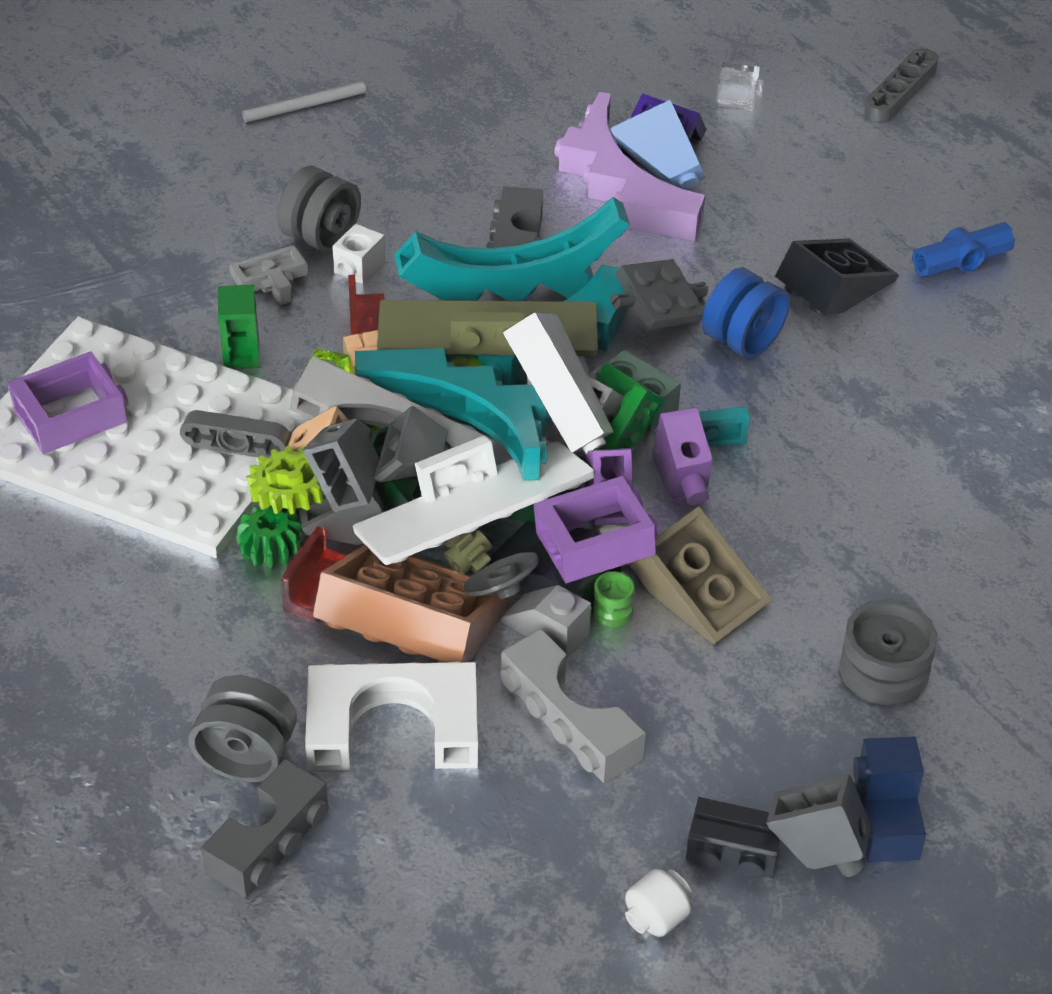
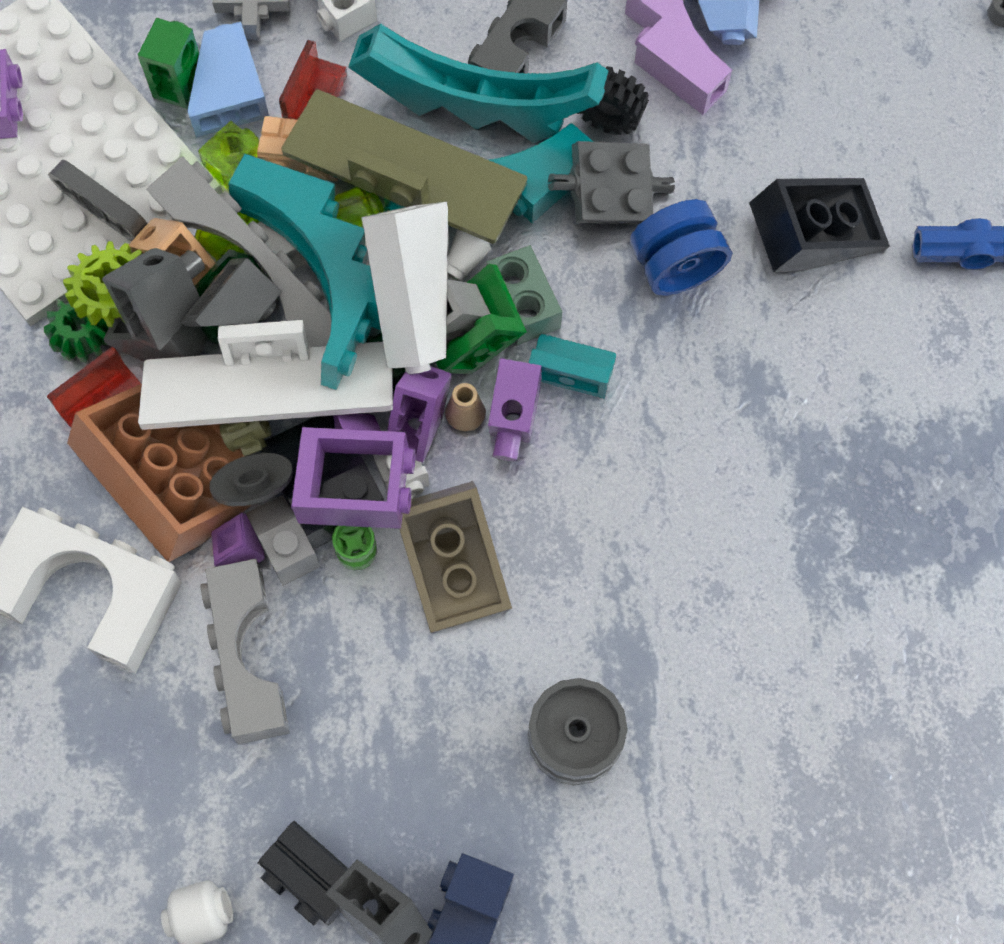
camera: 25 degrees right, 25 degrees up
(290, 331) = (225, 82): none -> light blue slope
(506, 630) = (236, 542): none -> medium lavender slope
(638, 252) = (620, 106): none -> black tyre
(645, 473) = (465, 408): none -> tan cone

